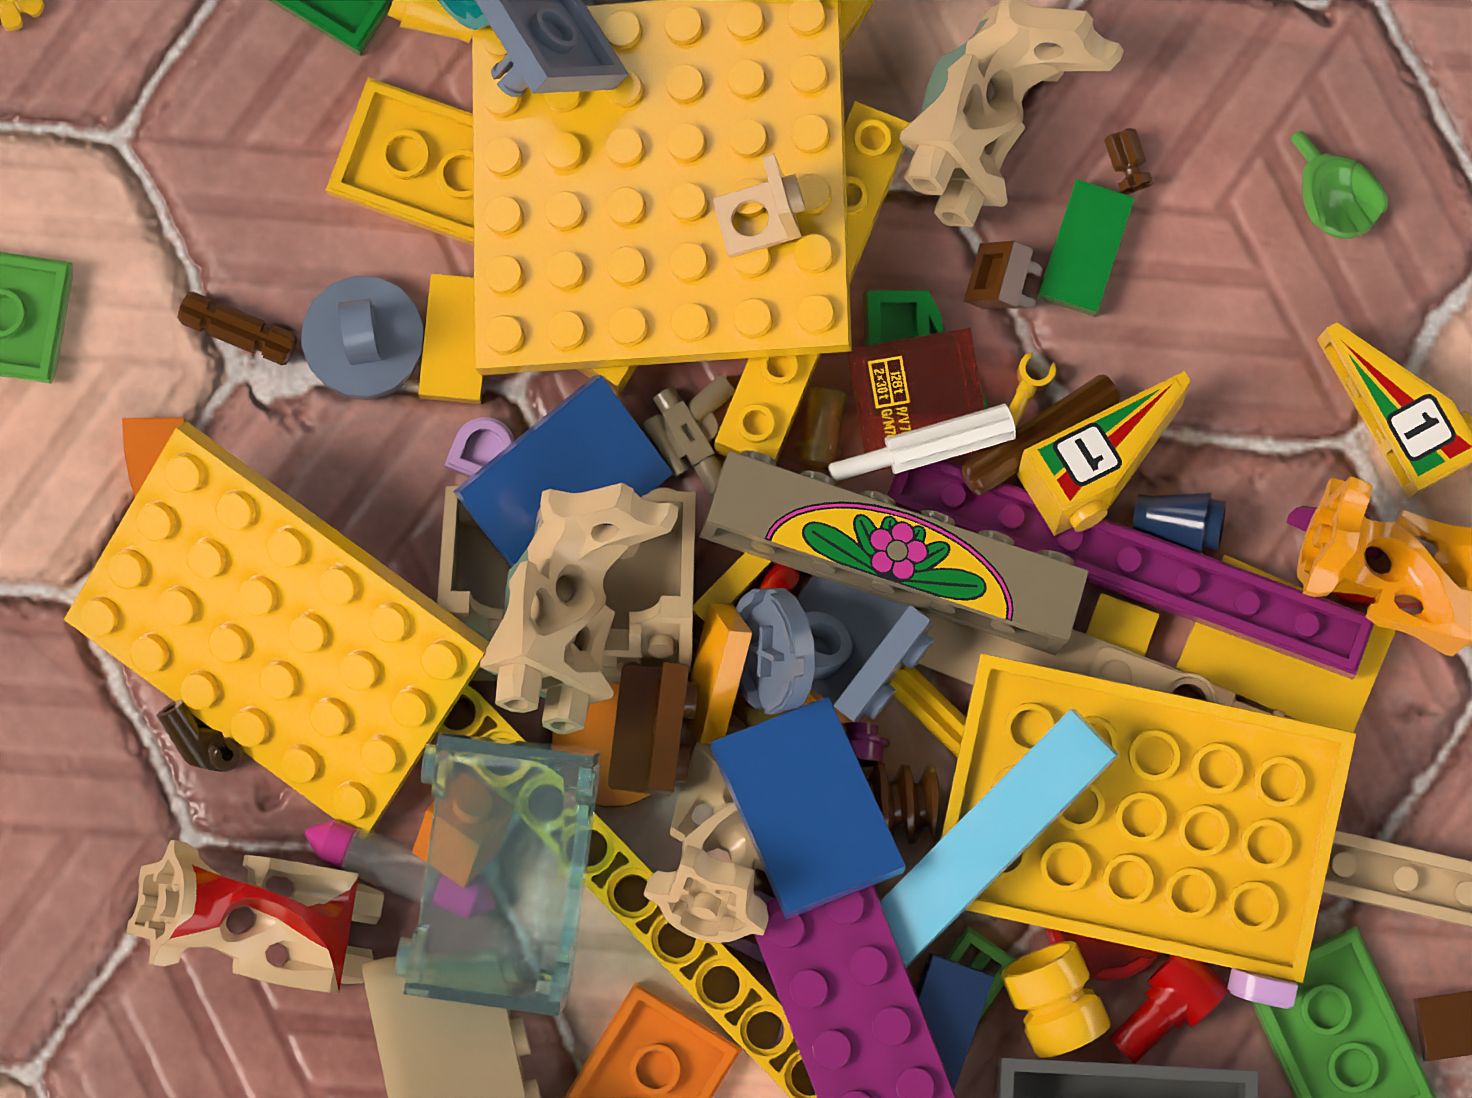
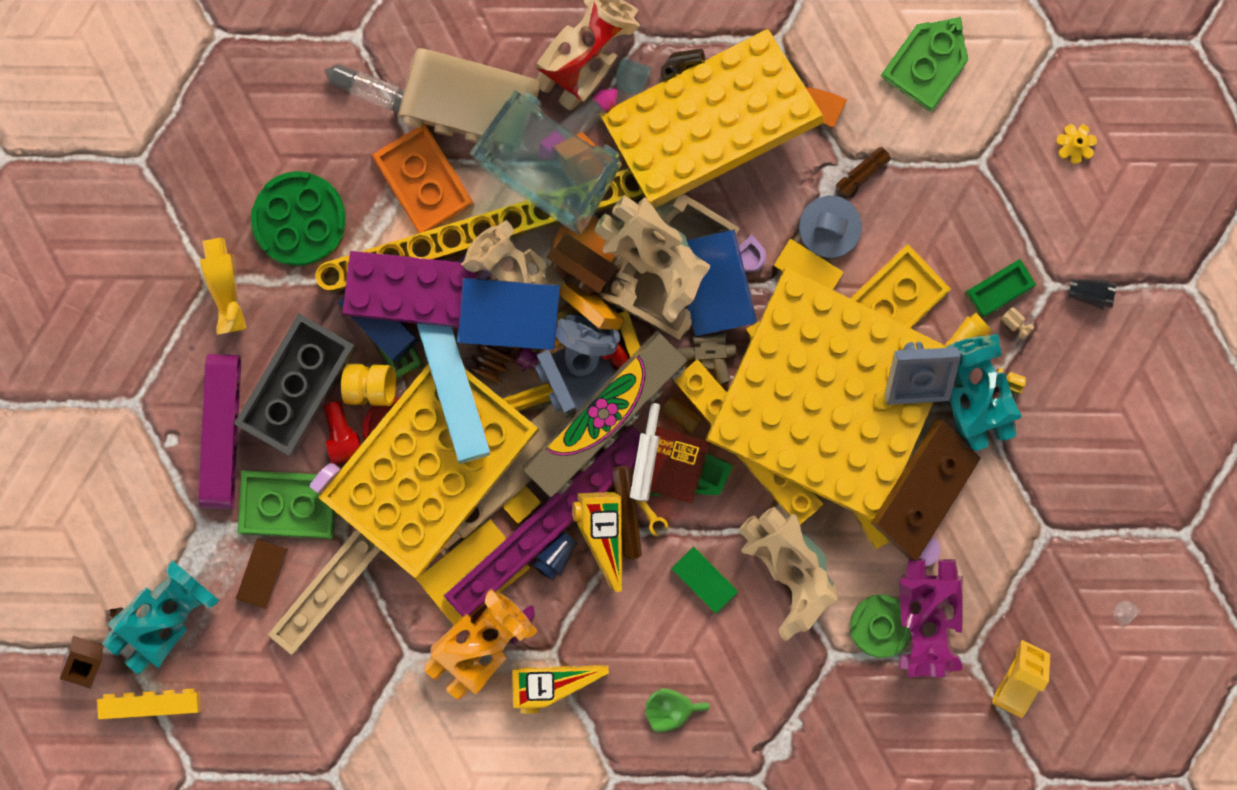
camera: 120 degrees right, 5 degrees up
(266, 816) = (632, 76): none -> clear light blue tile
(781, 199) = (789, 442): tan bracket -> none
(1000, 276) = (710, 532): reddish brown tile -> none
(1126, 157) = (737, 621): reddish brown piece -> none

